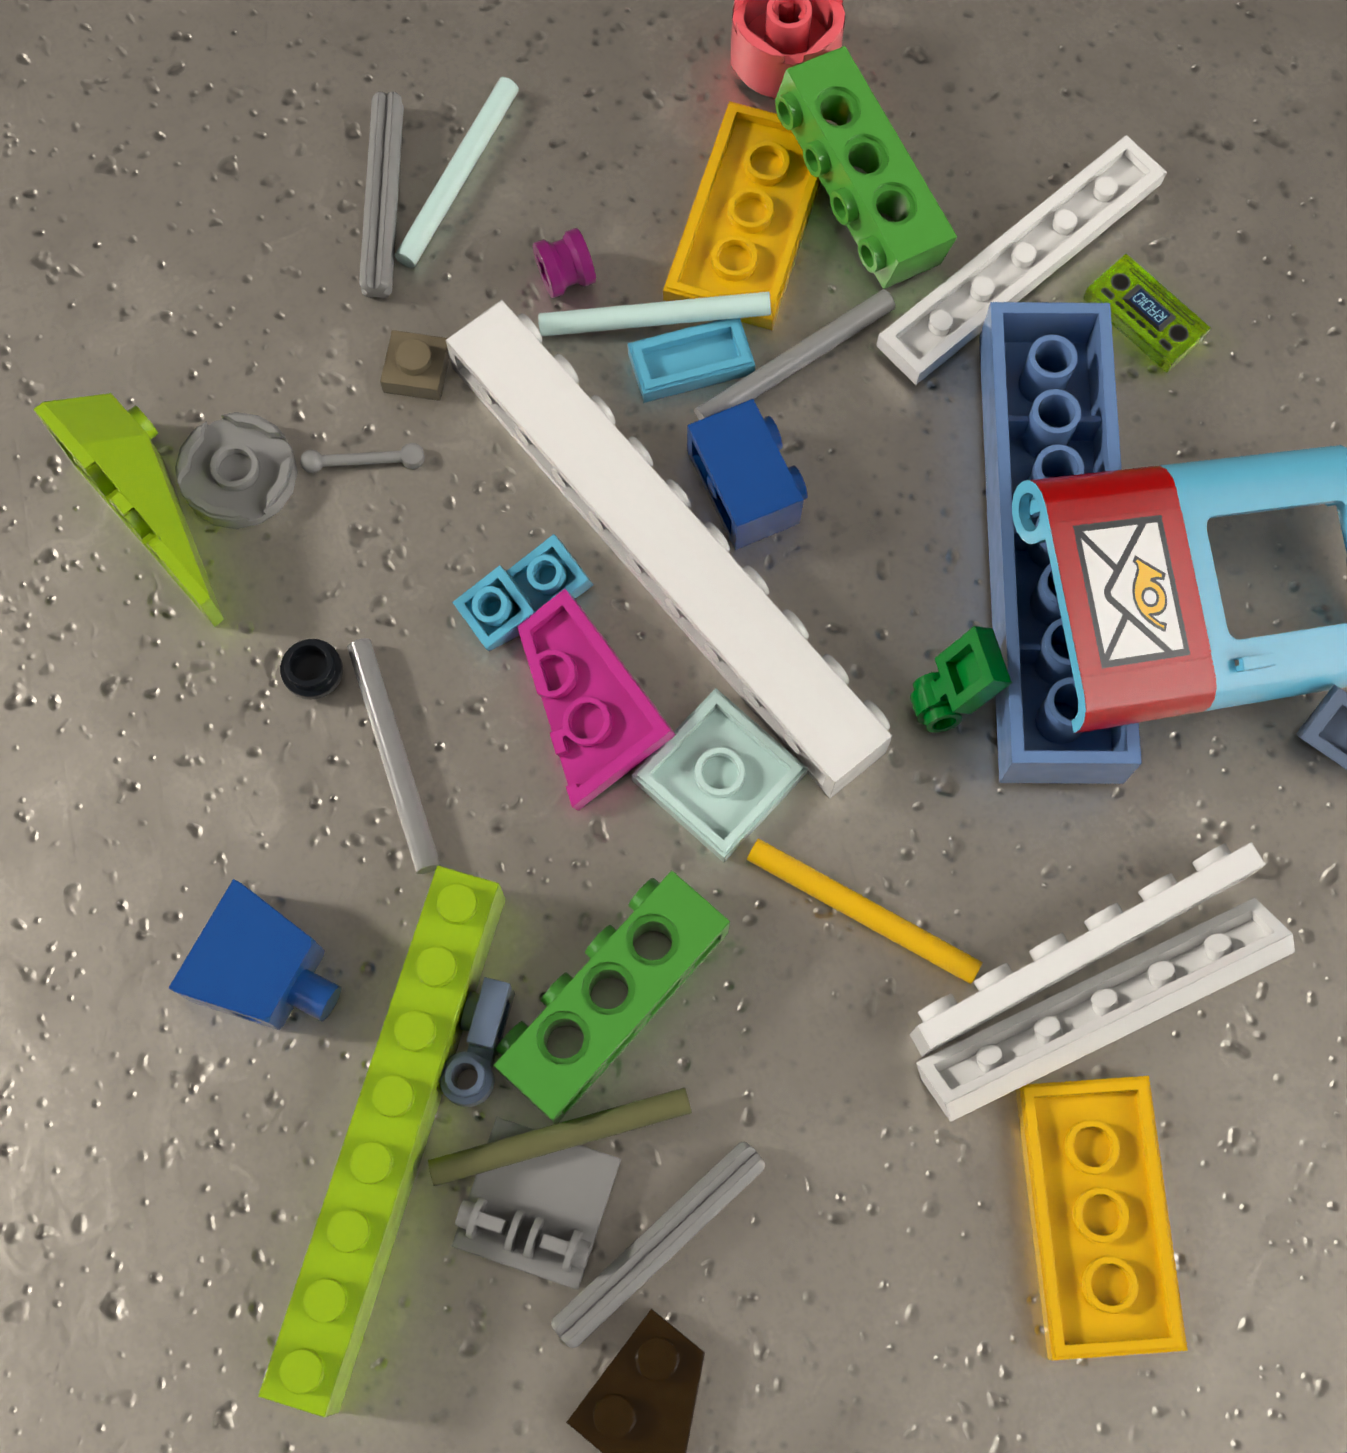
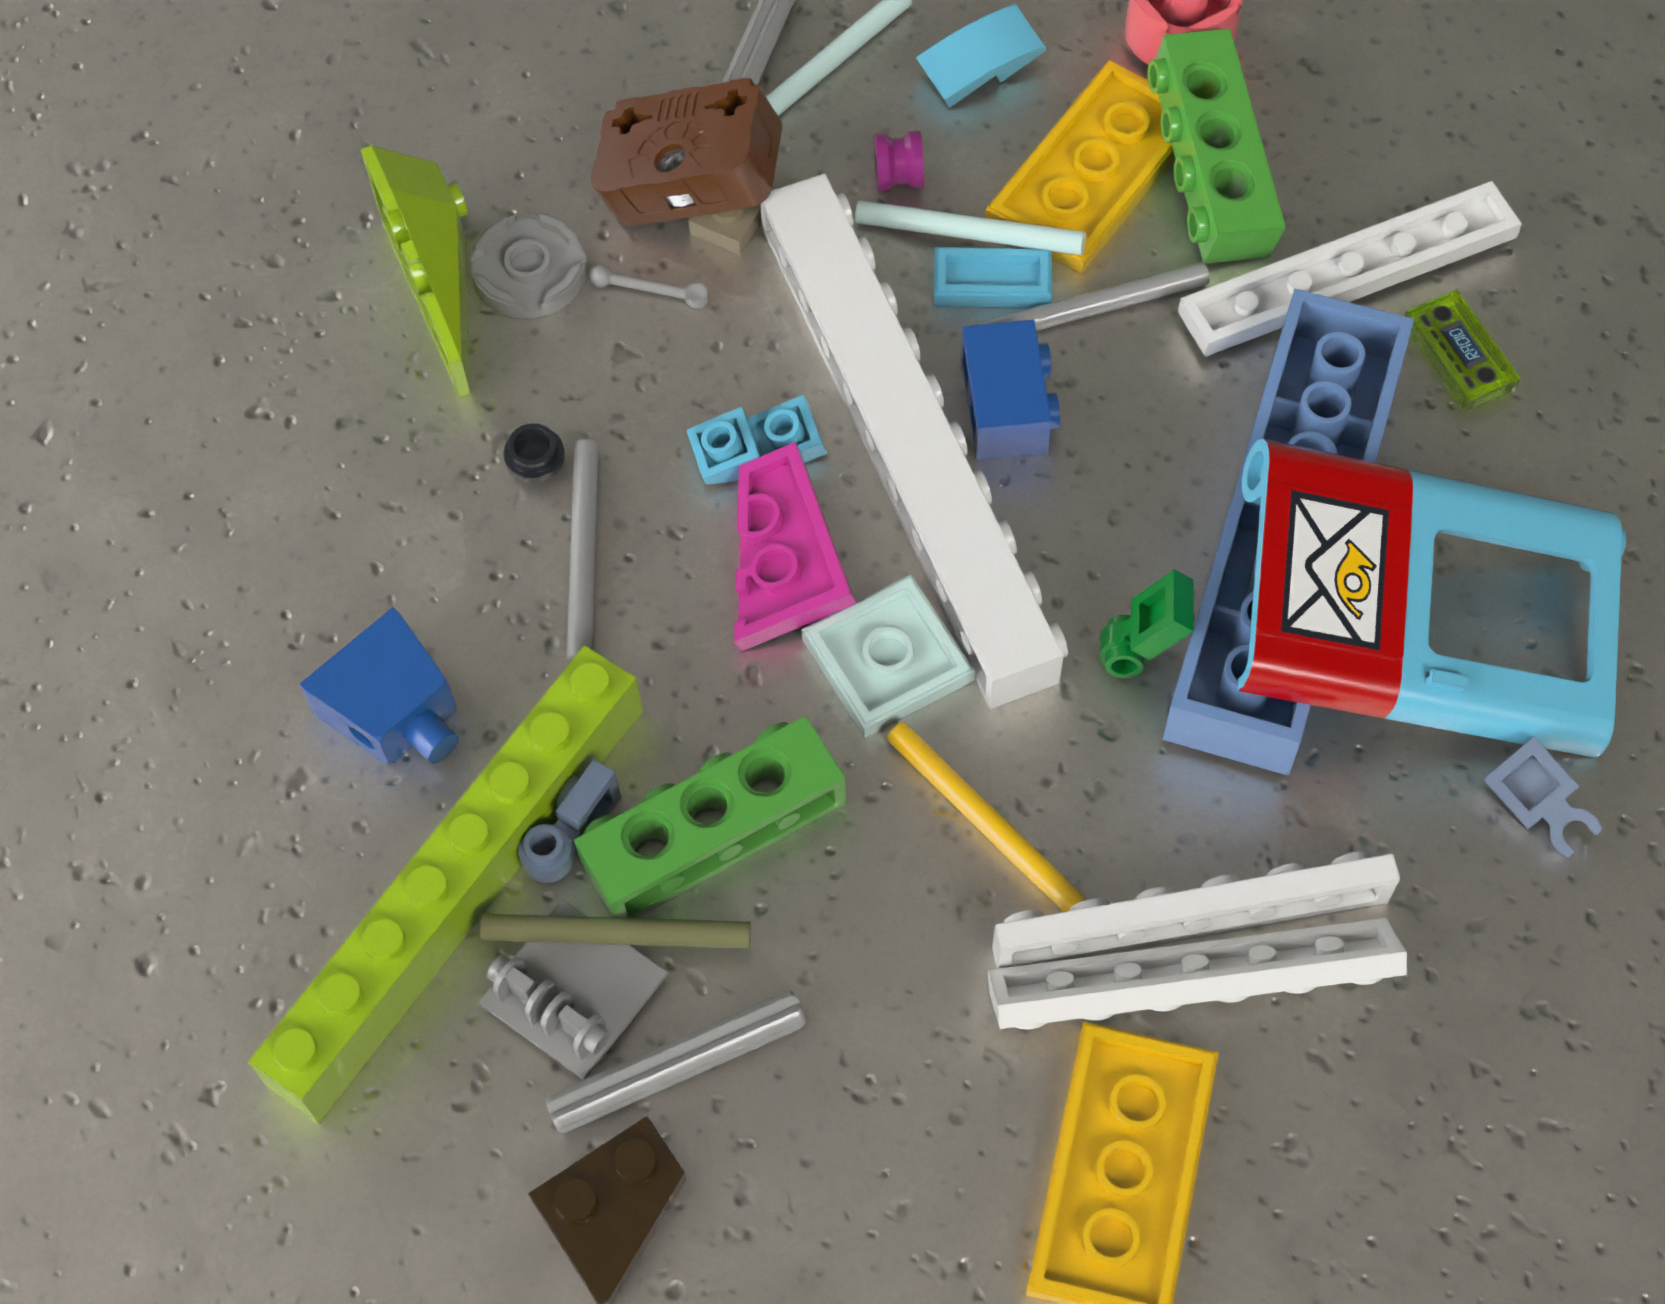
camera: 20 degrees right, 10 degrees down
(359, 314) = (687, 153): none -> reddish brown axle
(606, 127) = (983, 49): none -> medium azure slope

